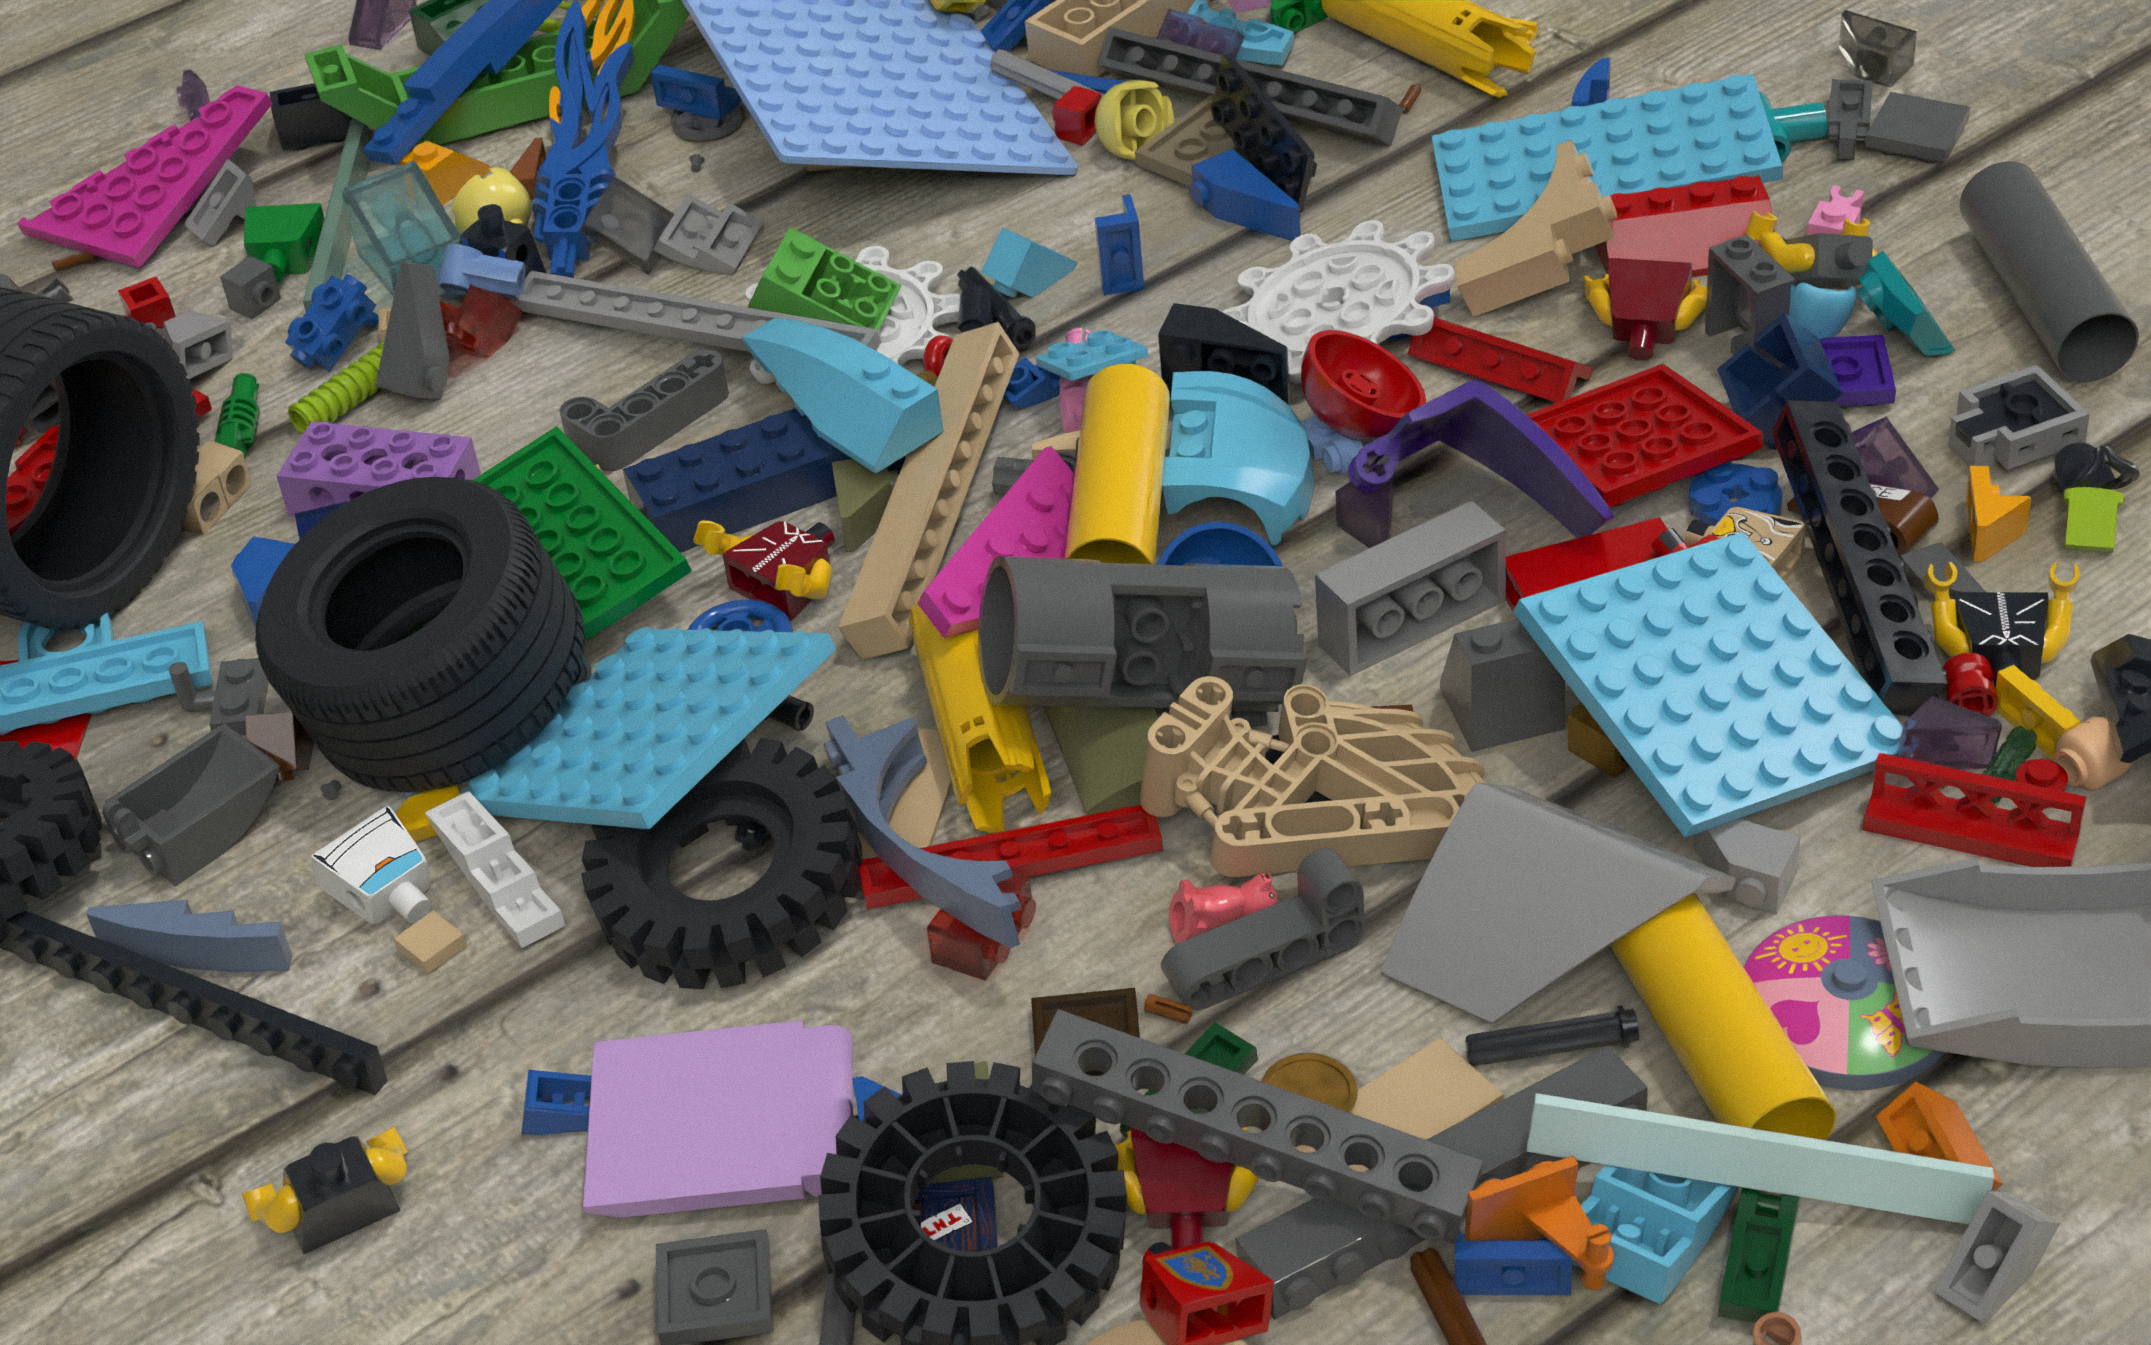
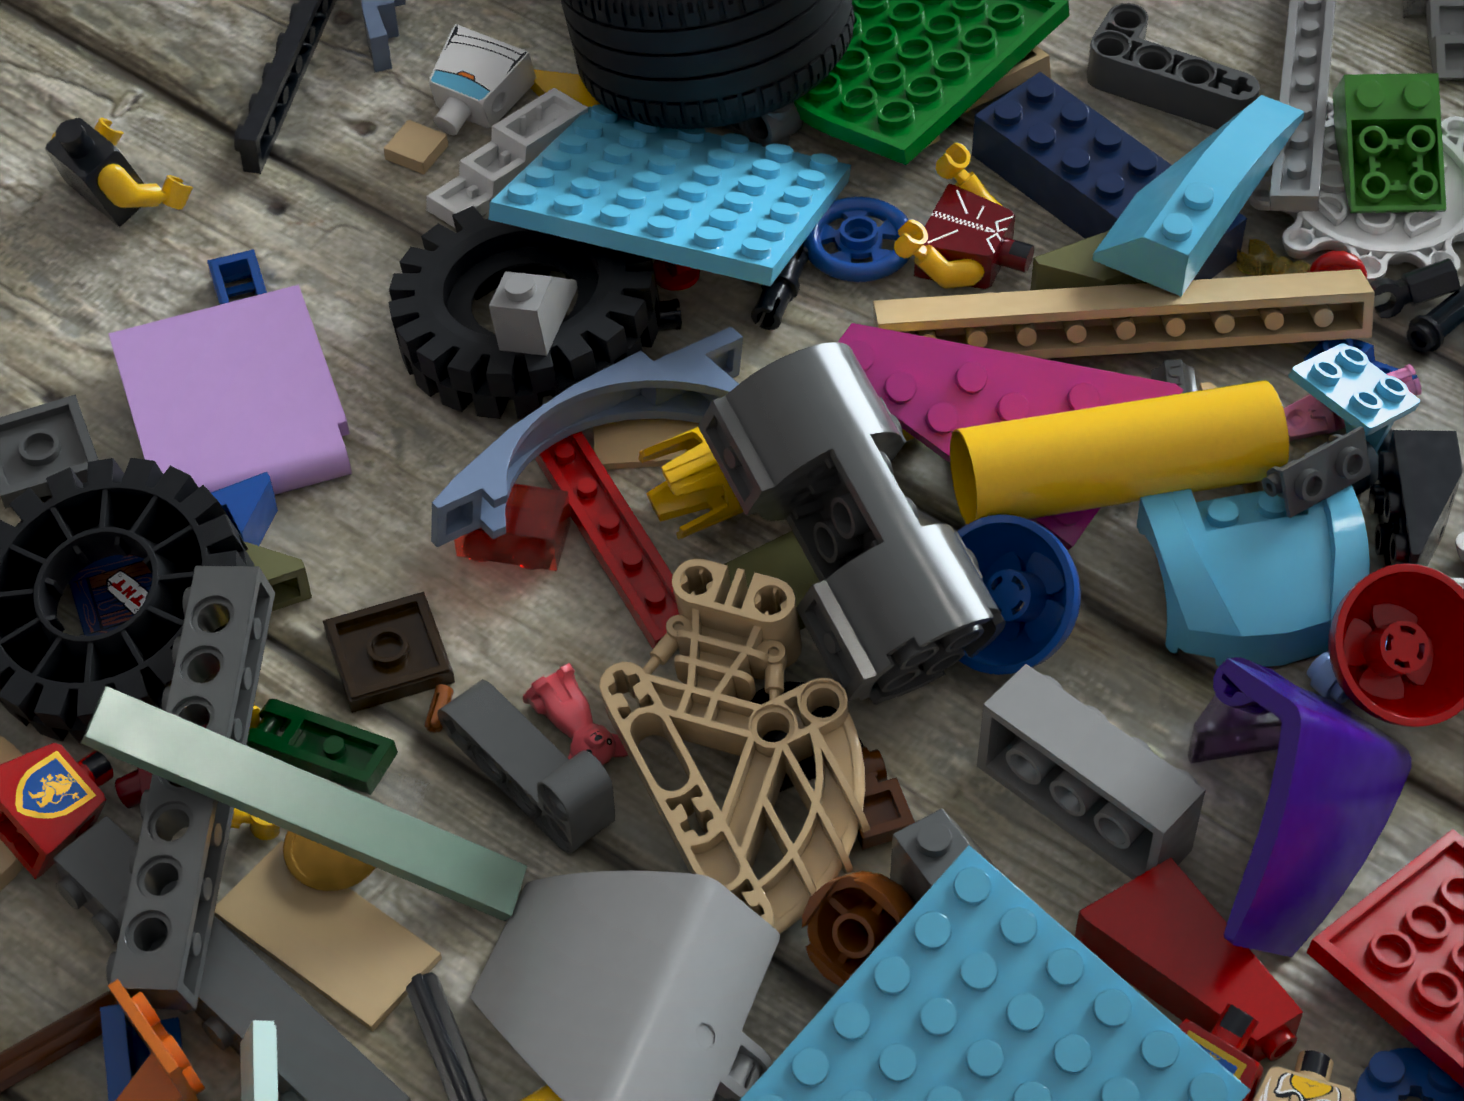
camera: 70 degrees right, 10 degrees up
(780, 816) = (530, 311): none -> light grey slope
(1186, 382) = (1320, 472): none -> dark grey hinge
(1303, 1050) = (304, 803): none -> sand green tile
(1519, 739) = (851, 920): none -> dark orange cylinder

